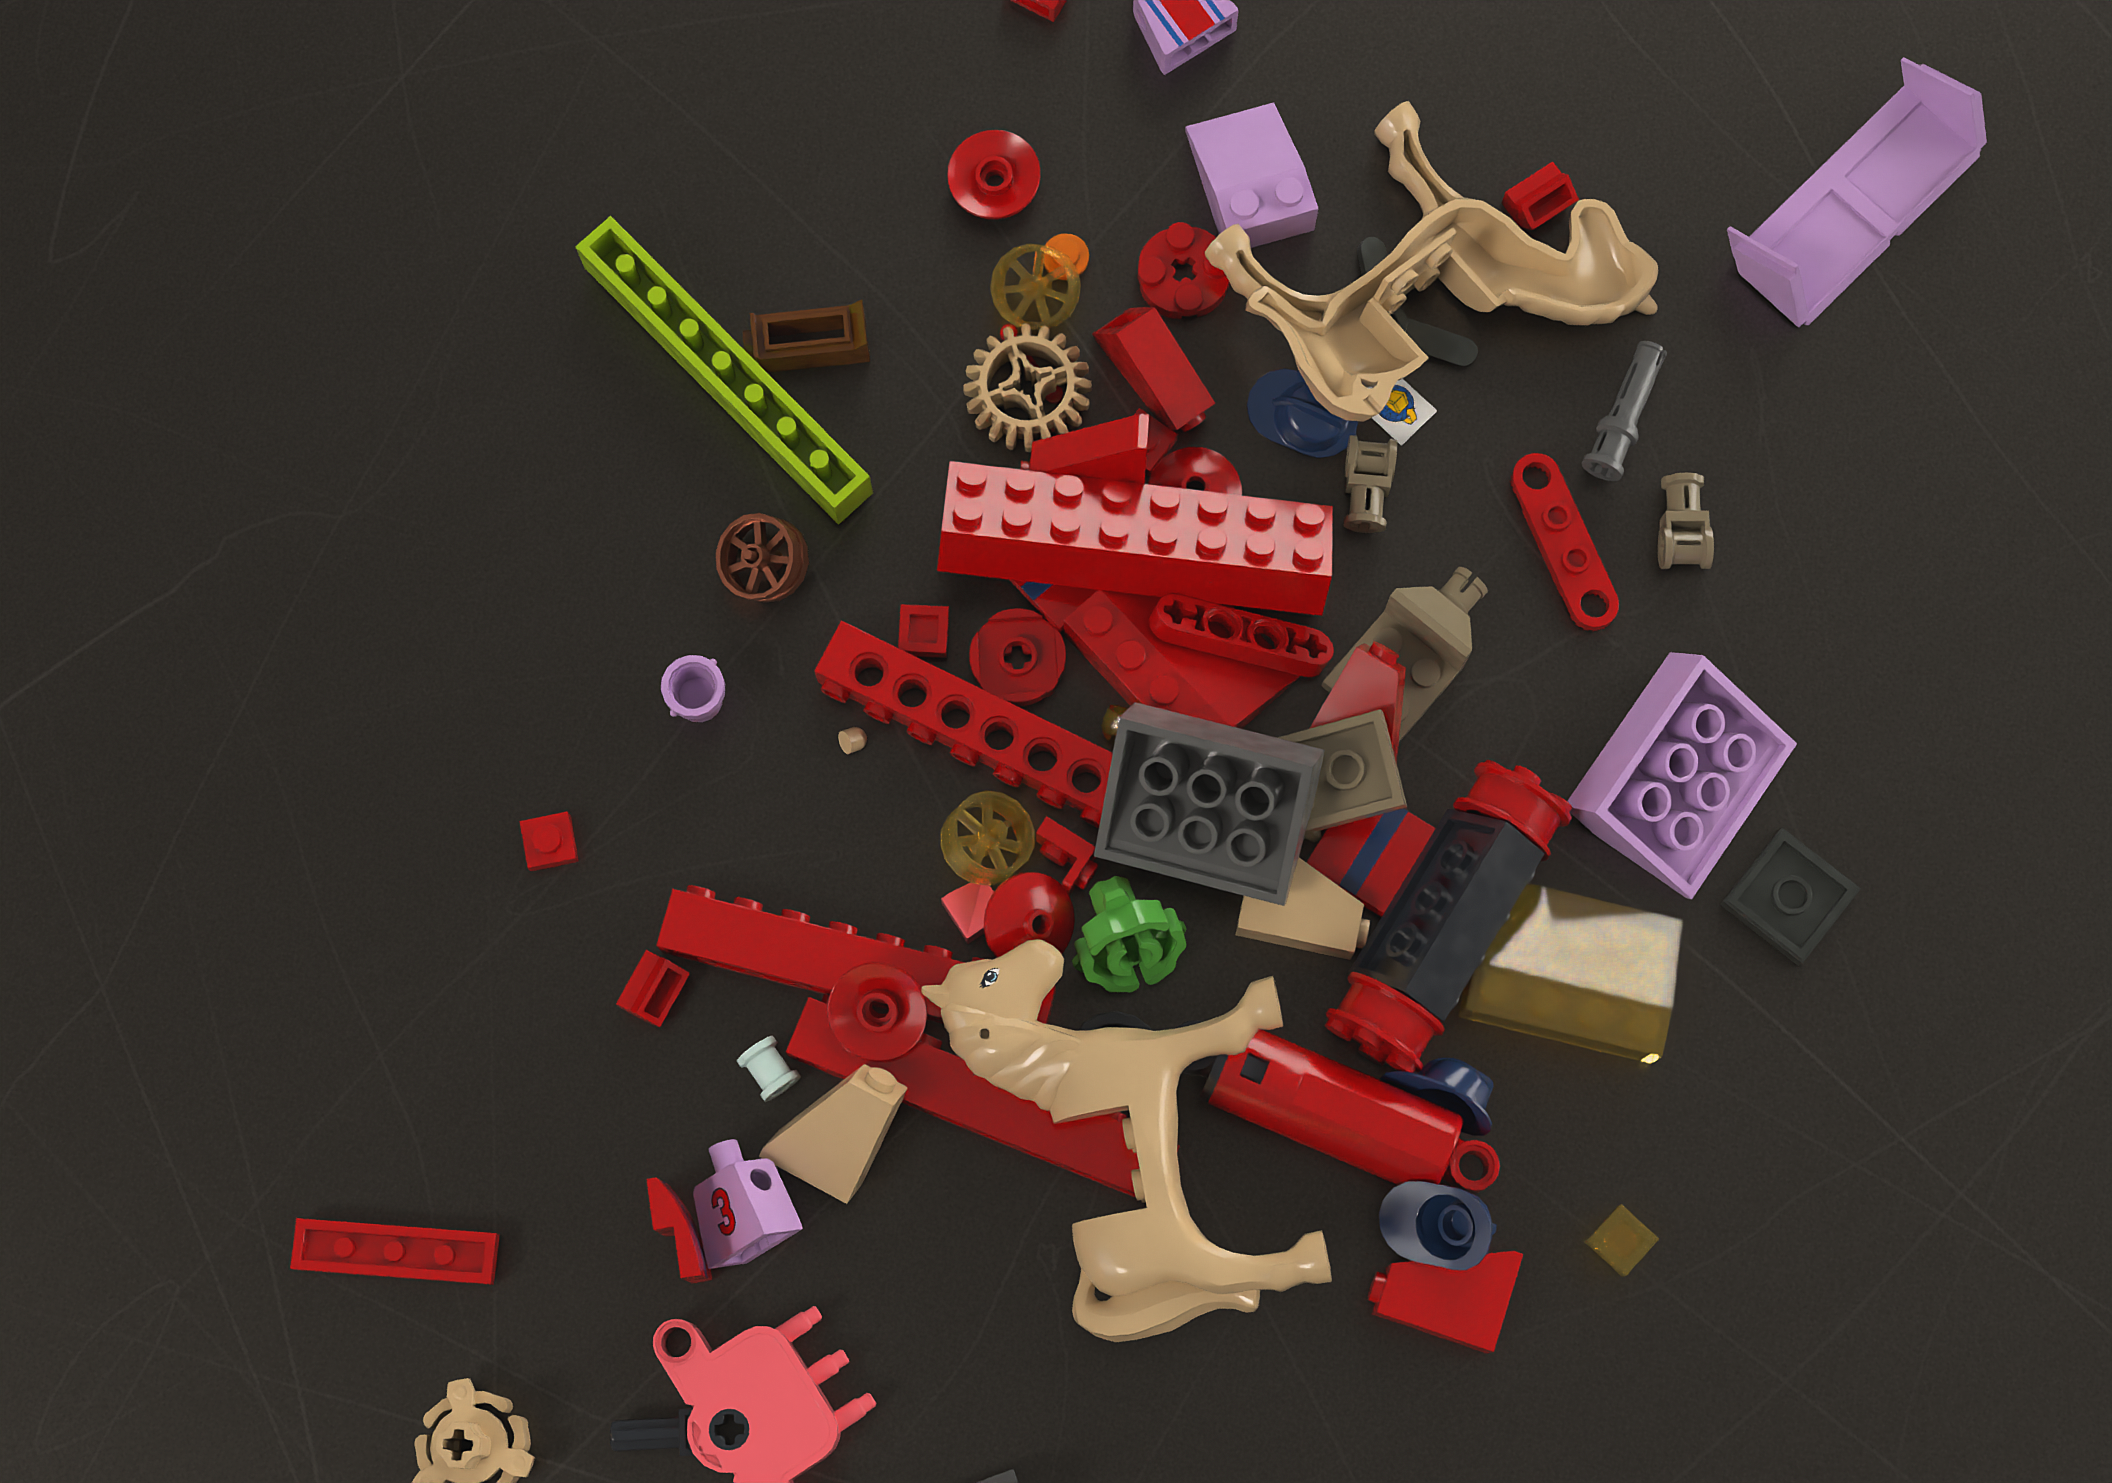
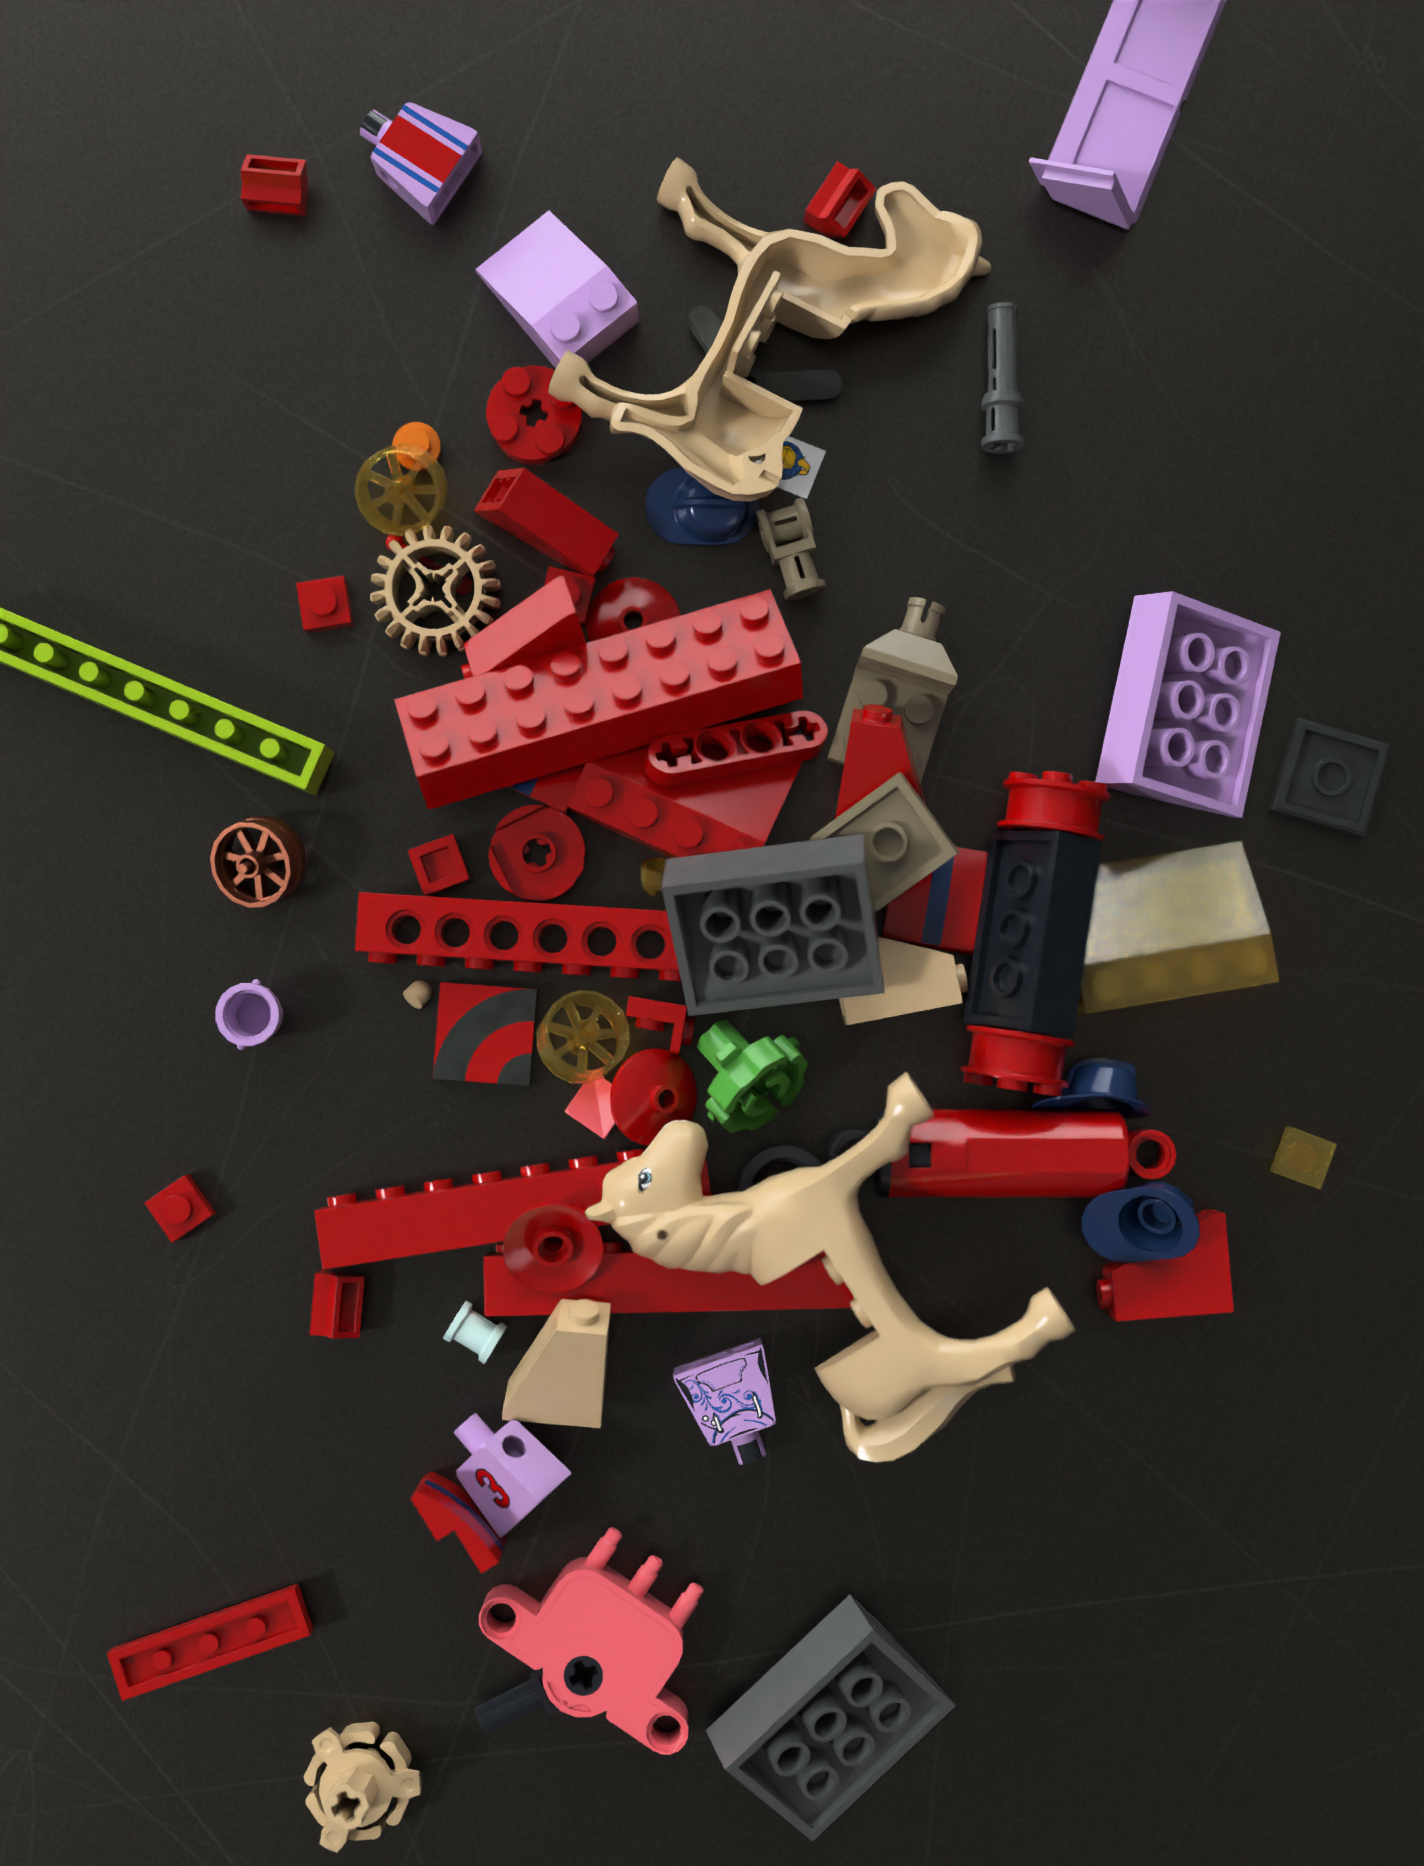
camera: 30 degrees left, 10 degrees up
(812, 353) = (253, 622): reddish brown window -> none
(898, 801) = (485, 1034): none -> tile
(922, 360) = (324, 604): none -> red plate
(981, 1232) = (730, 1397): none -> lavender torso
(991, 155) = (298, 378): red dish -> none
(1564, 541) = (994, 529): red plate -> none
(1684, 528) = (1102, 472): dark tan connector -> none

